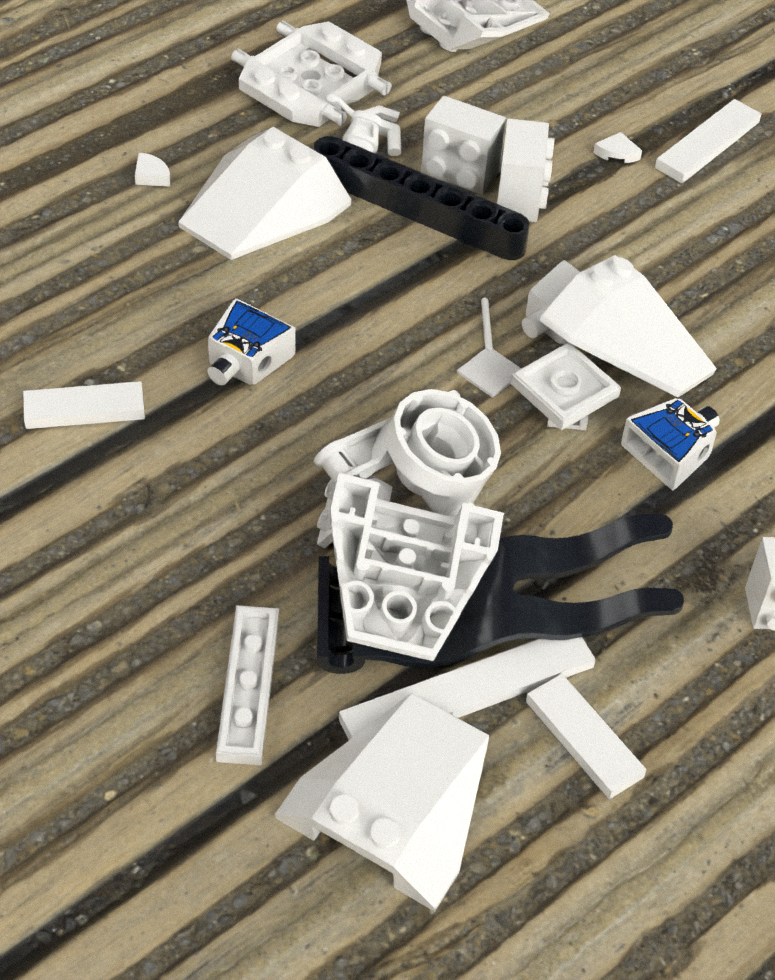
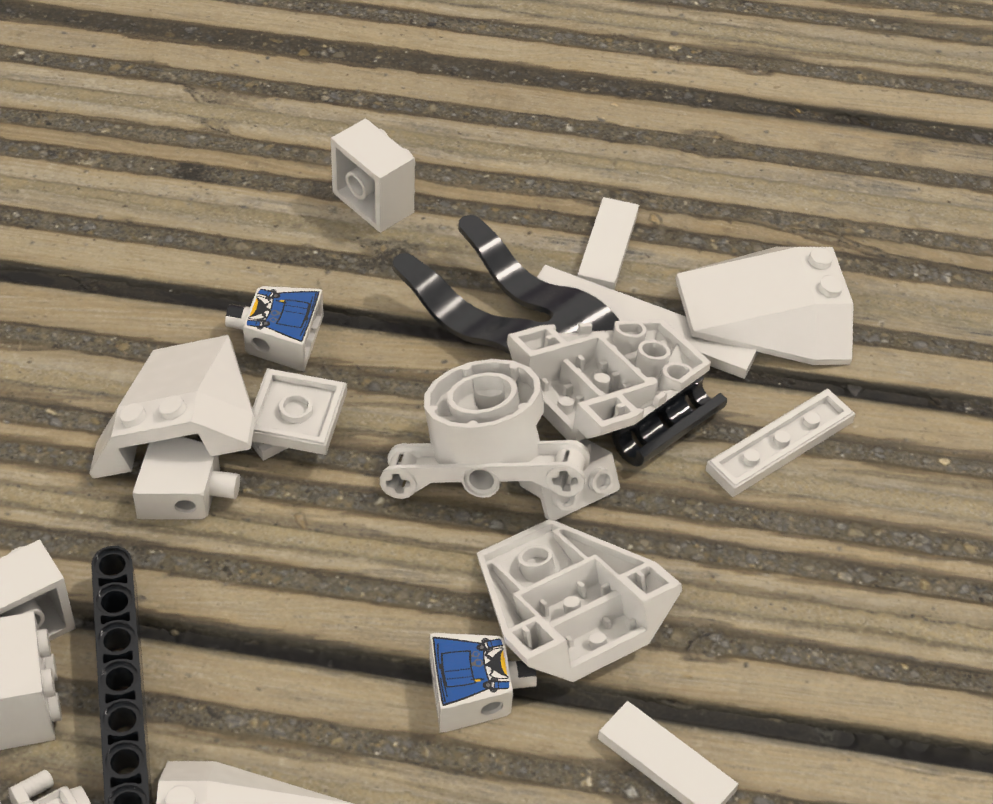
camera: 130 degrees left, 0 degrees up
(252, 420) = (573, 598): none -> white wedge
(488, 369) = (299, 501): white piece -> none

